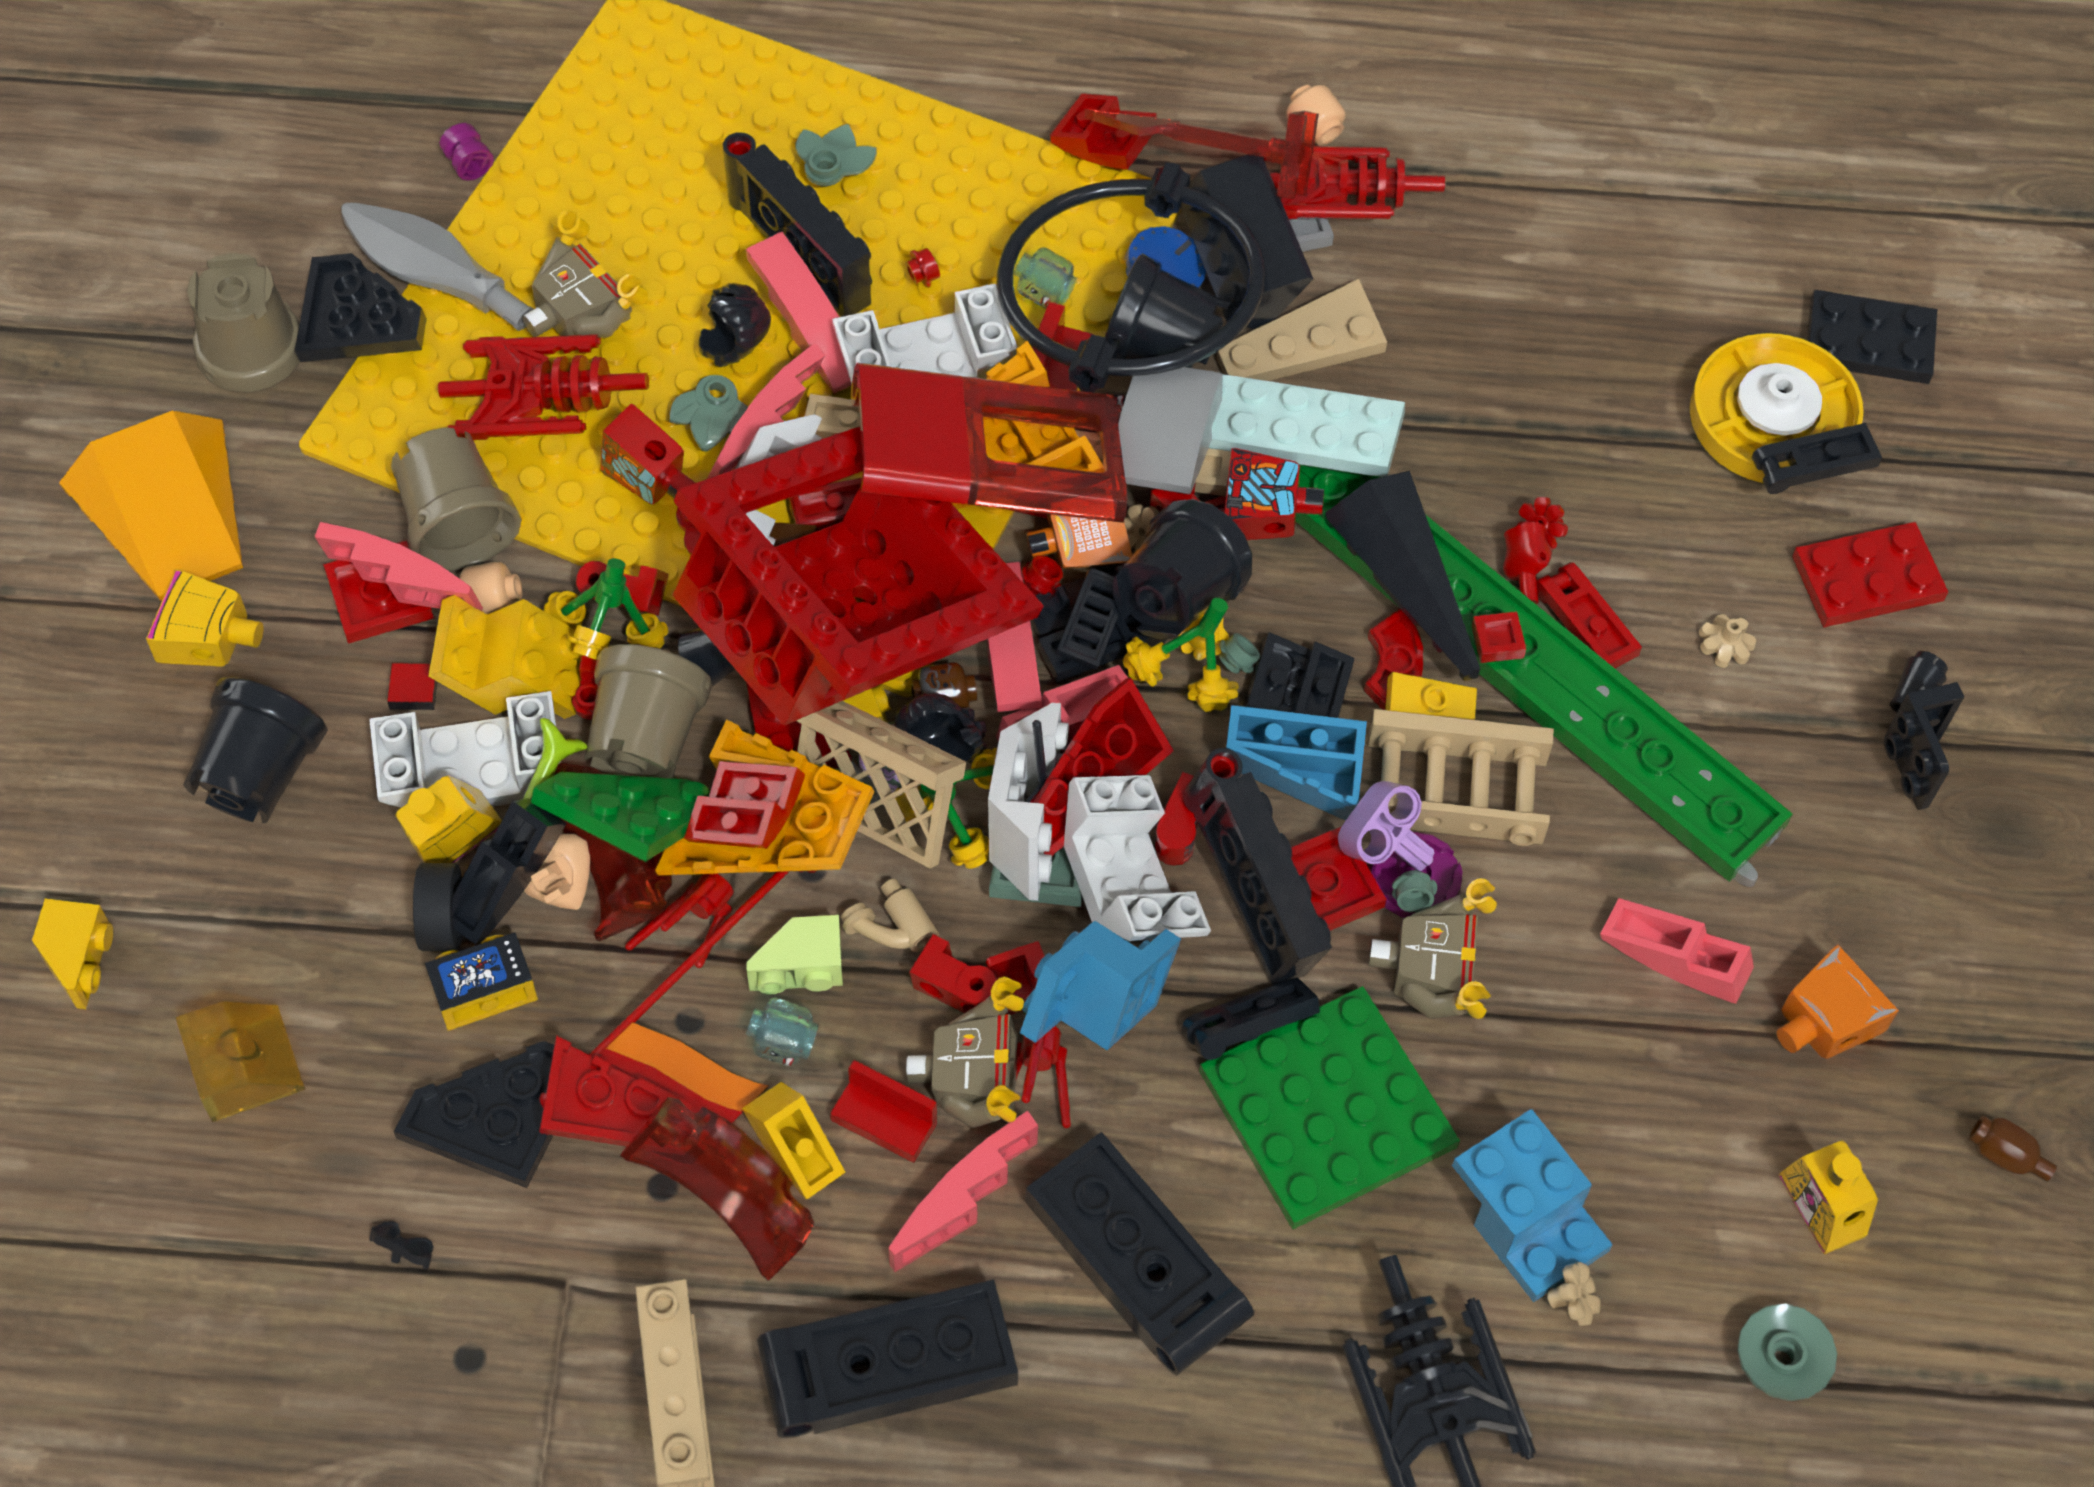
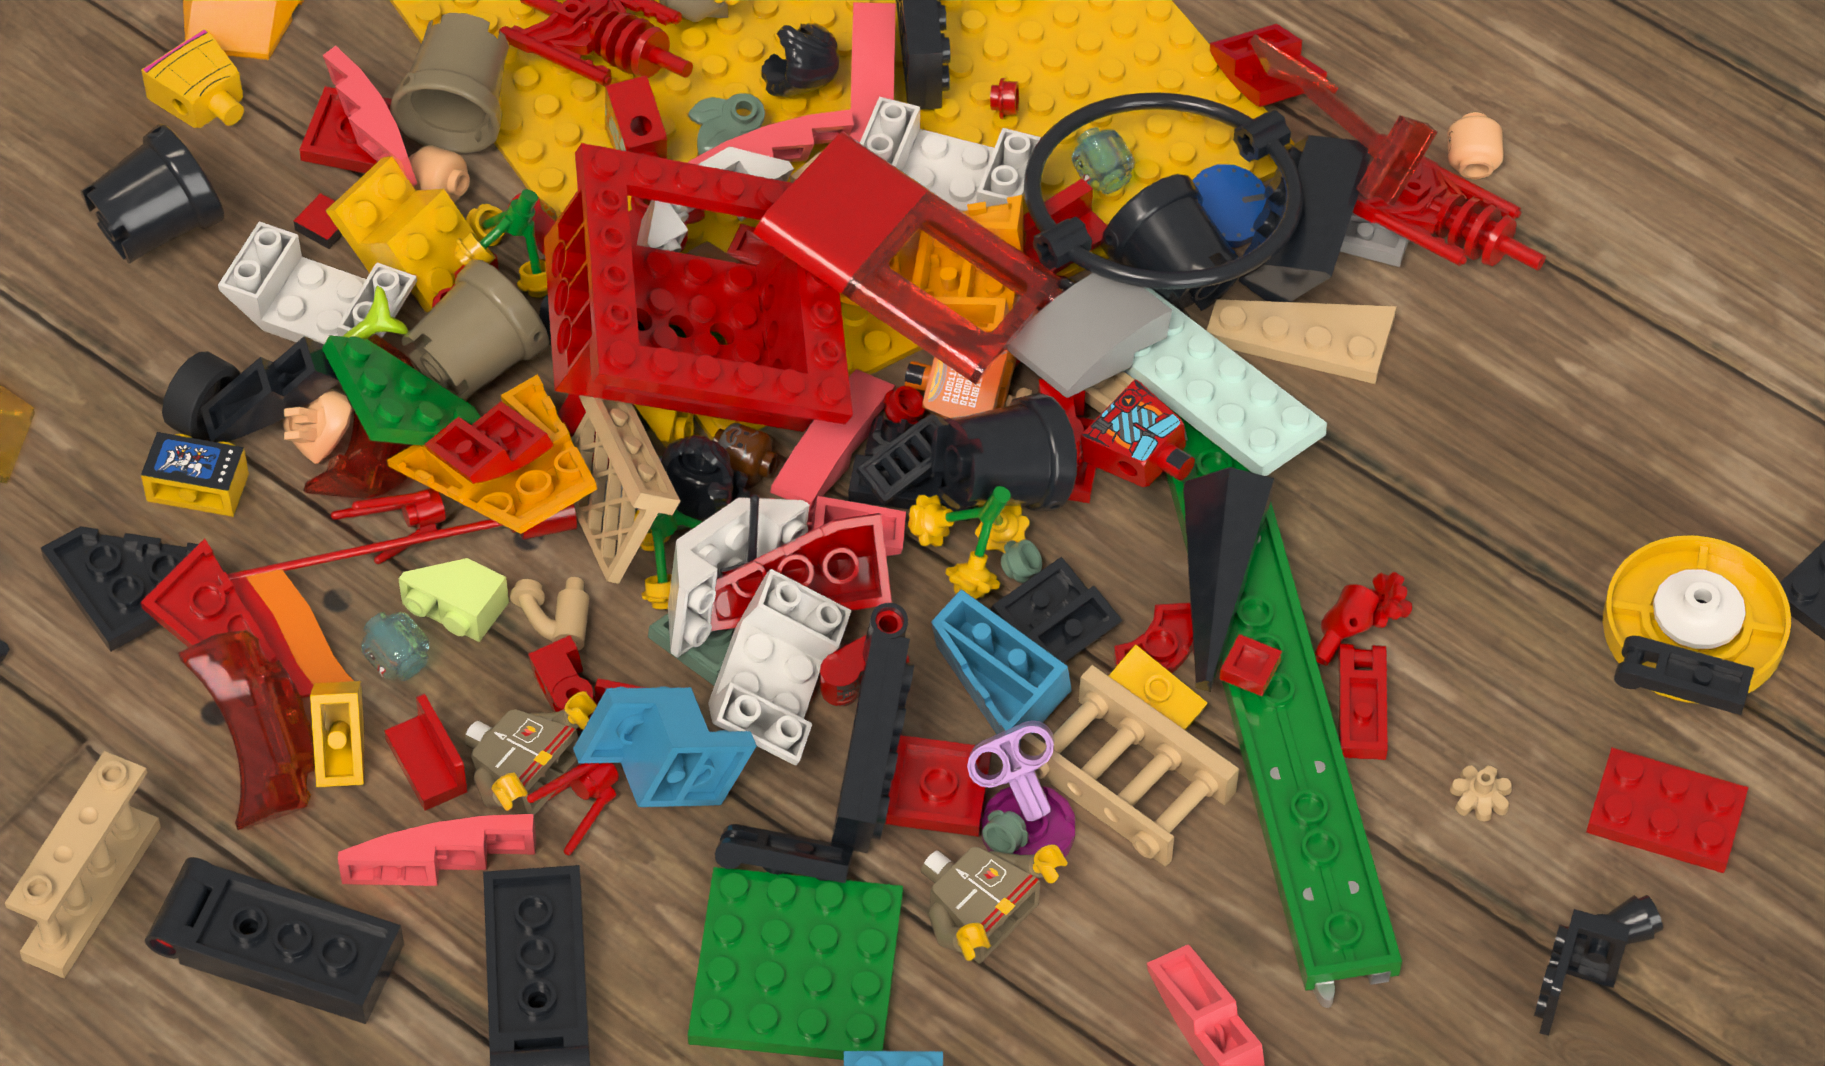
camera: 35 degrees right, 5 degrees down
(447, 820) = (254, 327): yellow torso -> none

